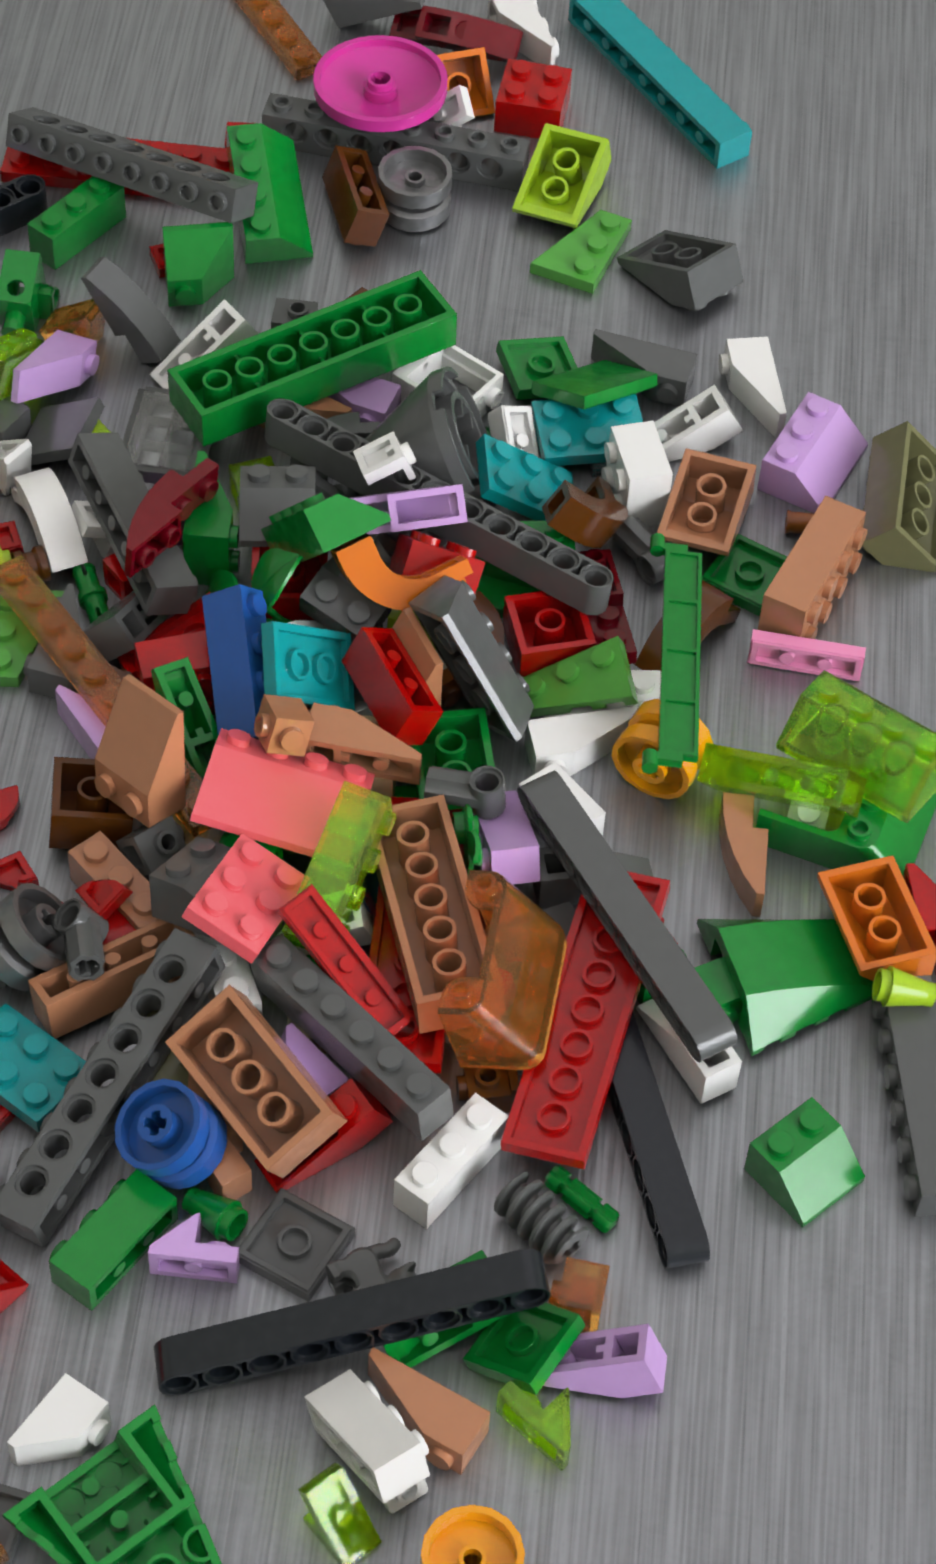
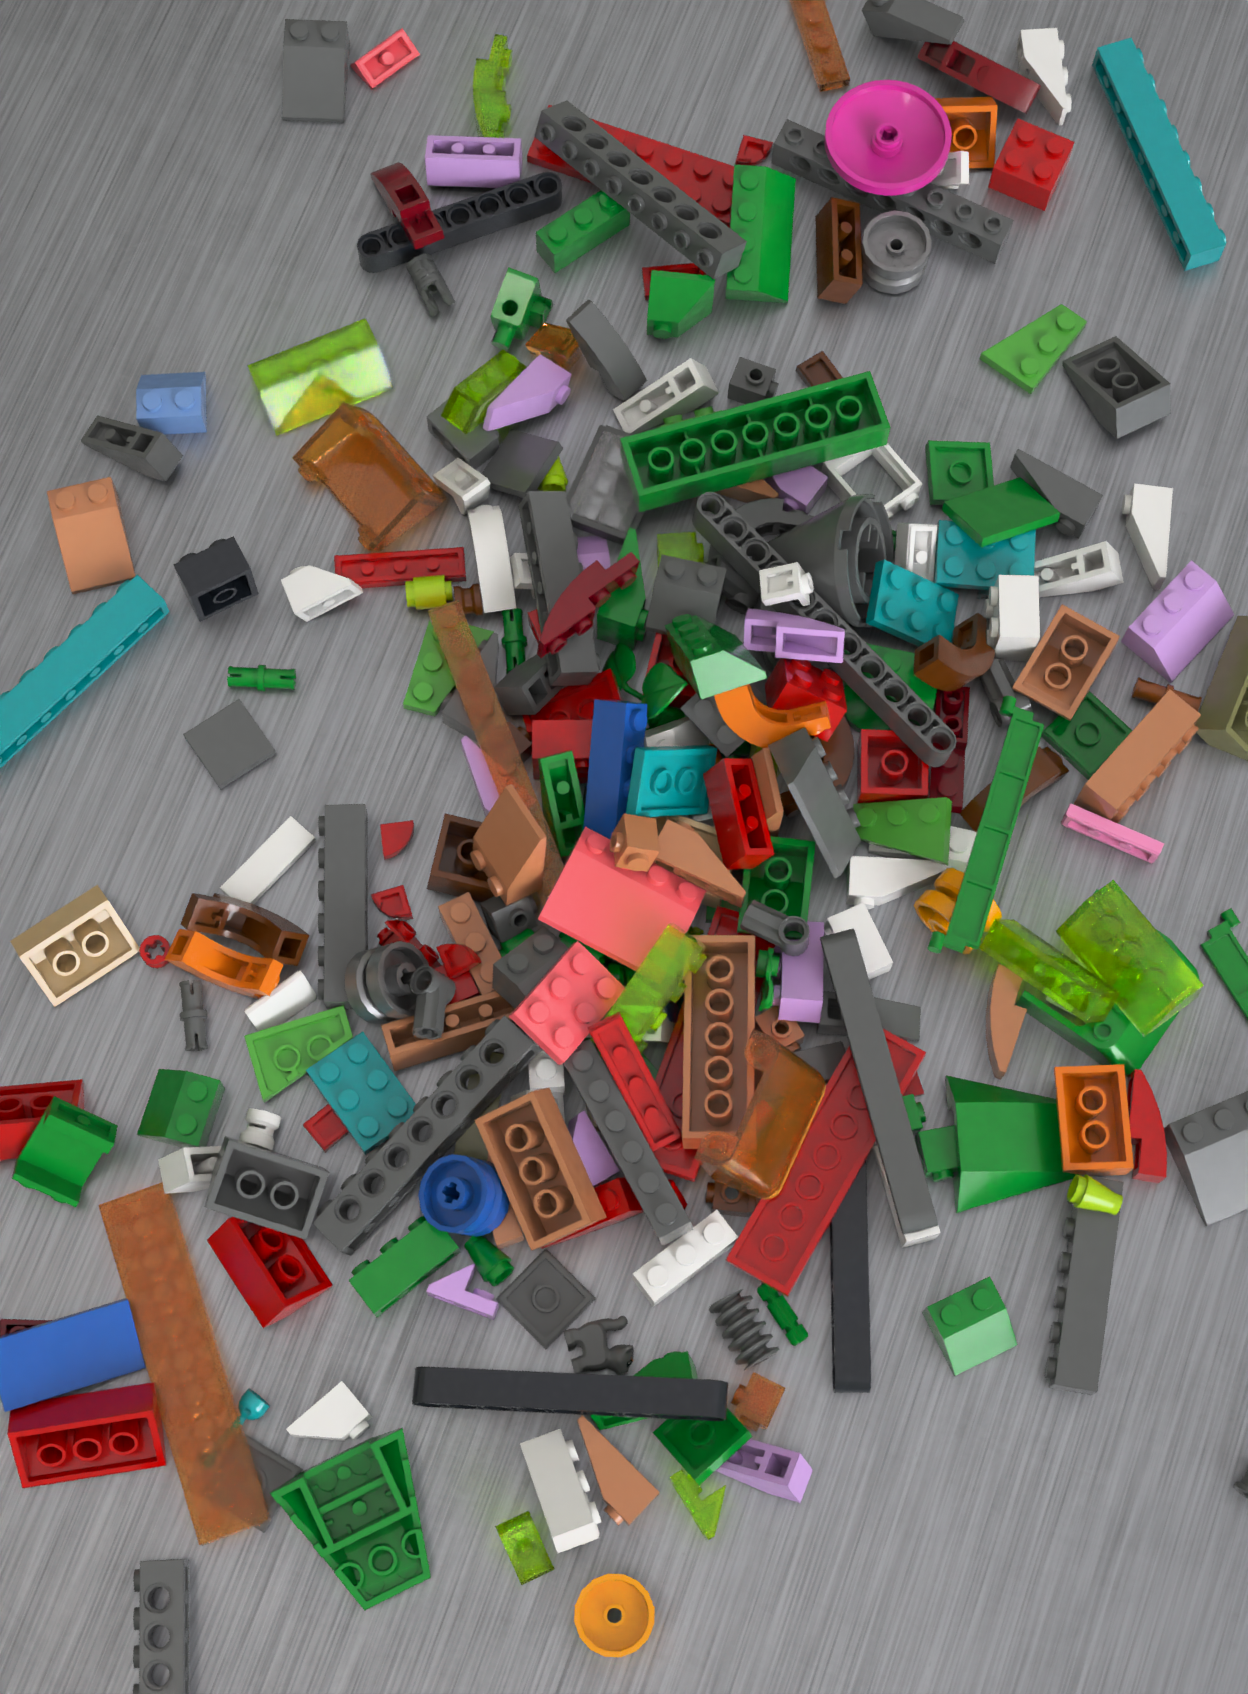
camera: 15 degrees right, 20 degrees up
(563, 175) = (1034, 264): lime slope -> none

